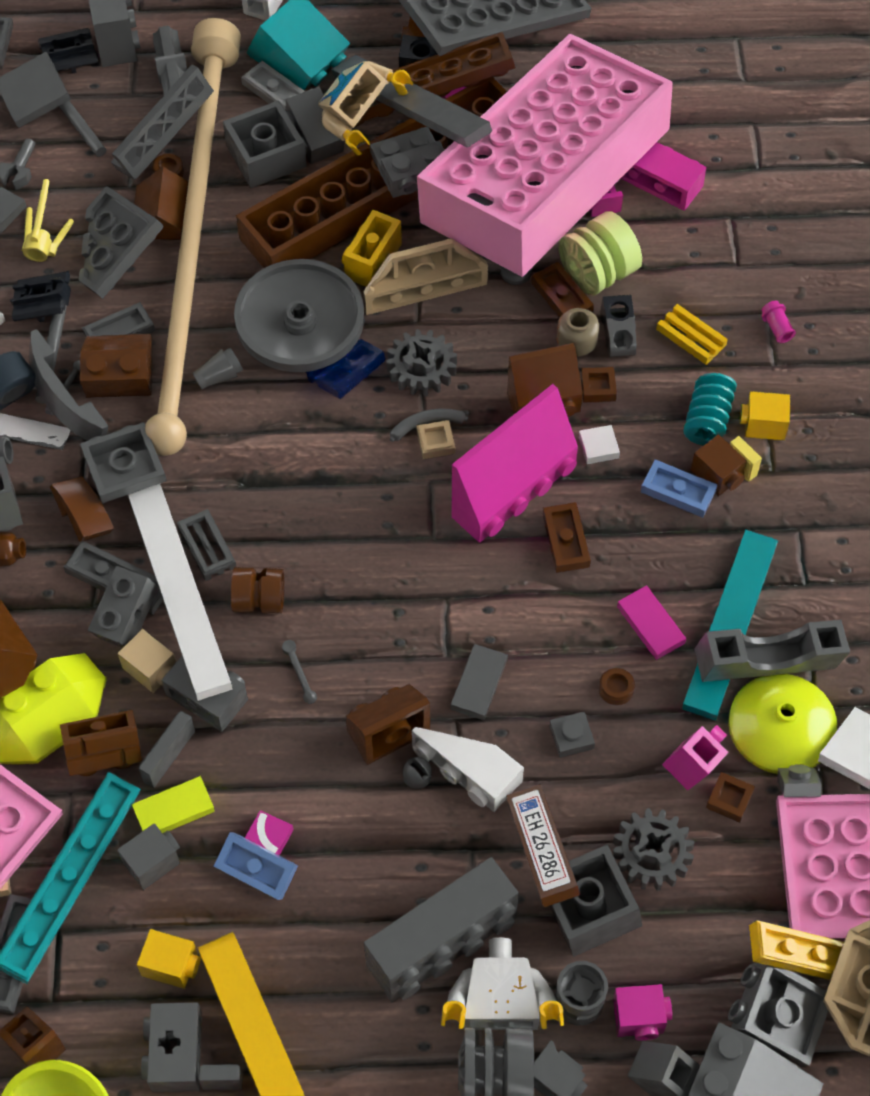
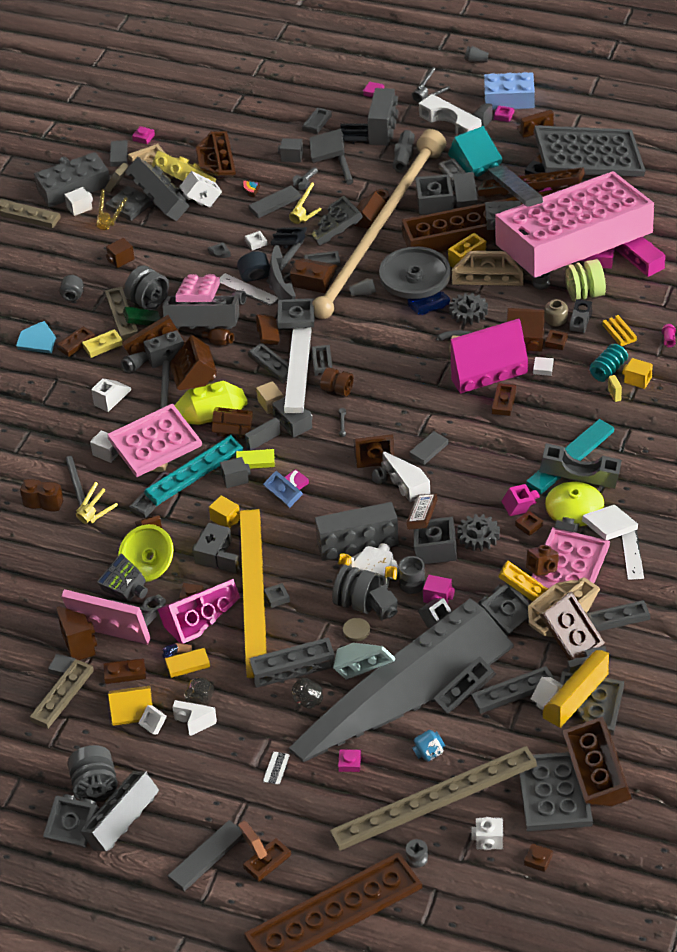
camera: 25 degrees right, 15 degrees down
(123, 607) = (268, 369): dark grey brick -> none
(162, 123) = (385, 173): dark grey fence -> none
(353, 95) = (485, 177): tan torso -> none
(560, 290) = (558, 291): reddish brown plate -> none
(572, 734) = (464, 480): dark grey plate -> none
(616, 686) = (497, 467): reddish brown tile -> none
(651, 622) = (529, 445): dark pink tile -> none
(678, 488) = (574, 393): medium blue plate -> none
(719, 464) = (600, 388): reddish brown brick -> none
(809, 891) = (542, 560): none -> reddish brown brick

